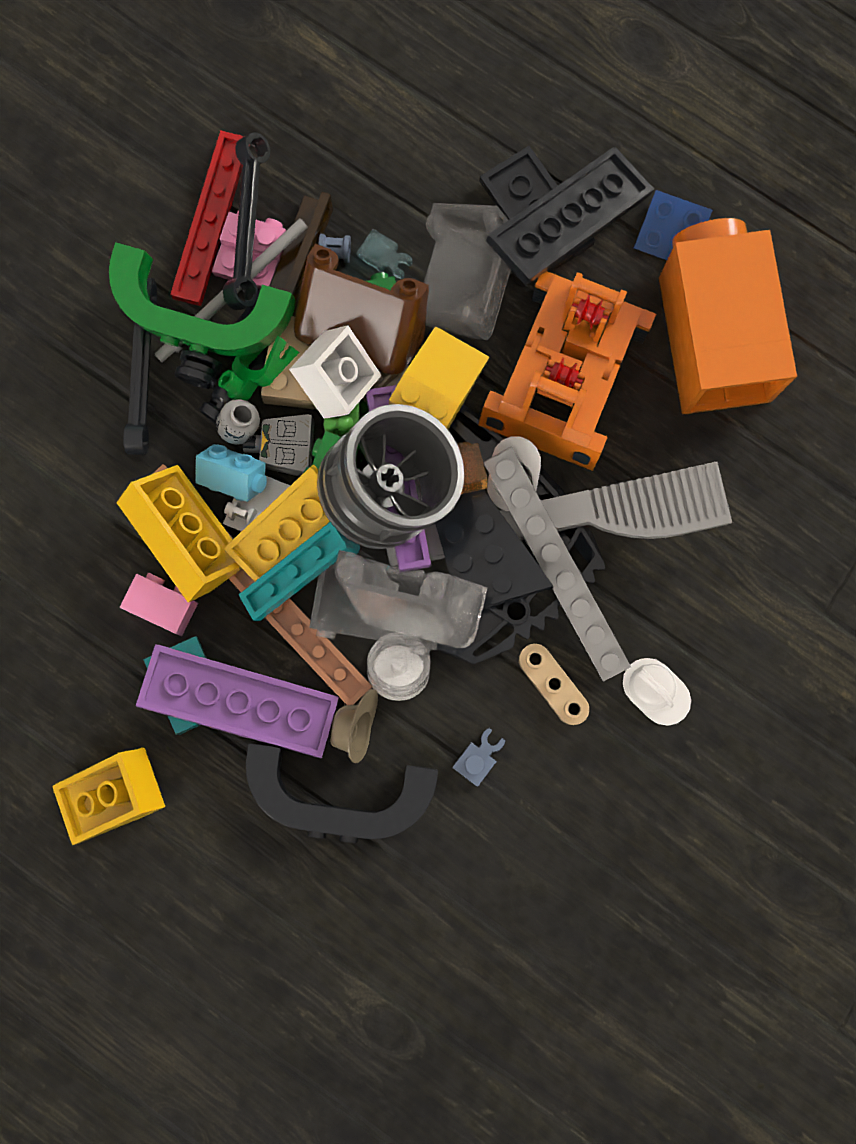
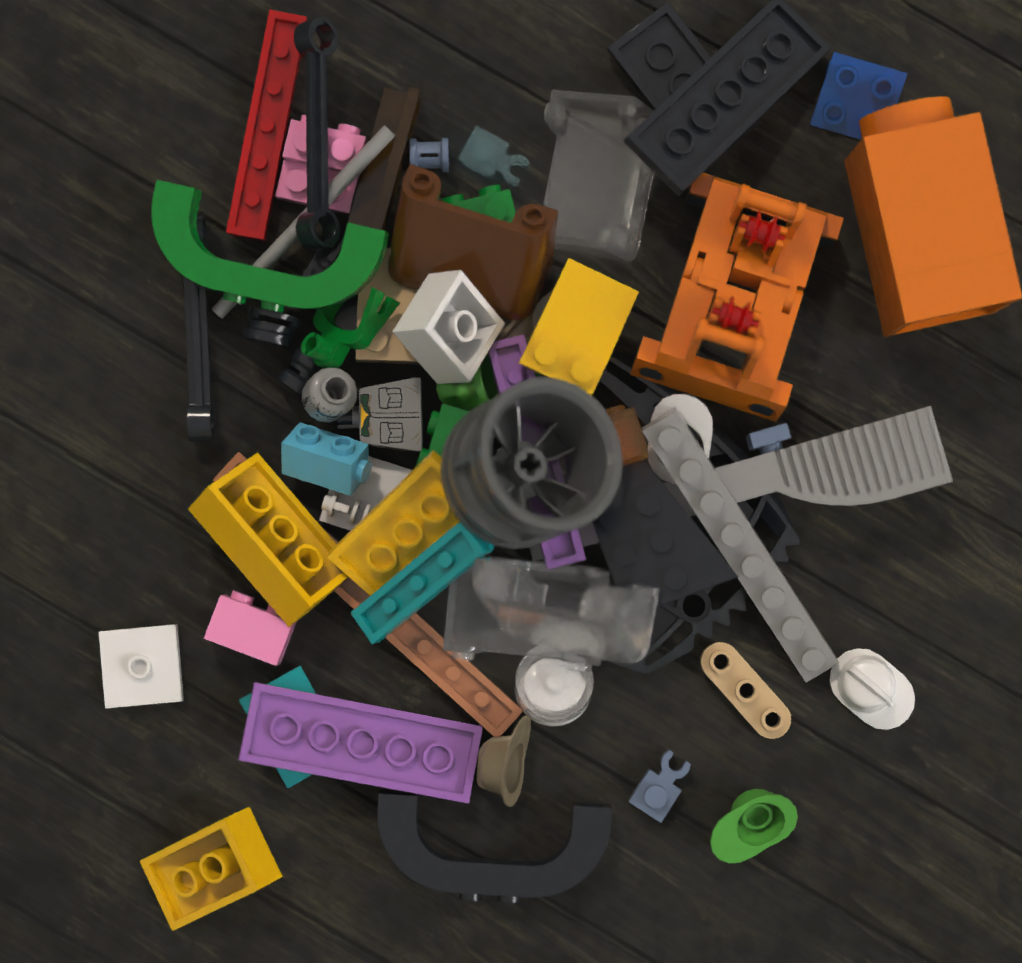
camera: 10 degrees left, 5 degrees up
(70, 628) = (141, 666): none -> white plate
(552, 794) = (753, 825): none -> bright green piece
(584, 480) = (768, 439): none -> sand blue plate

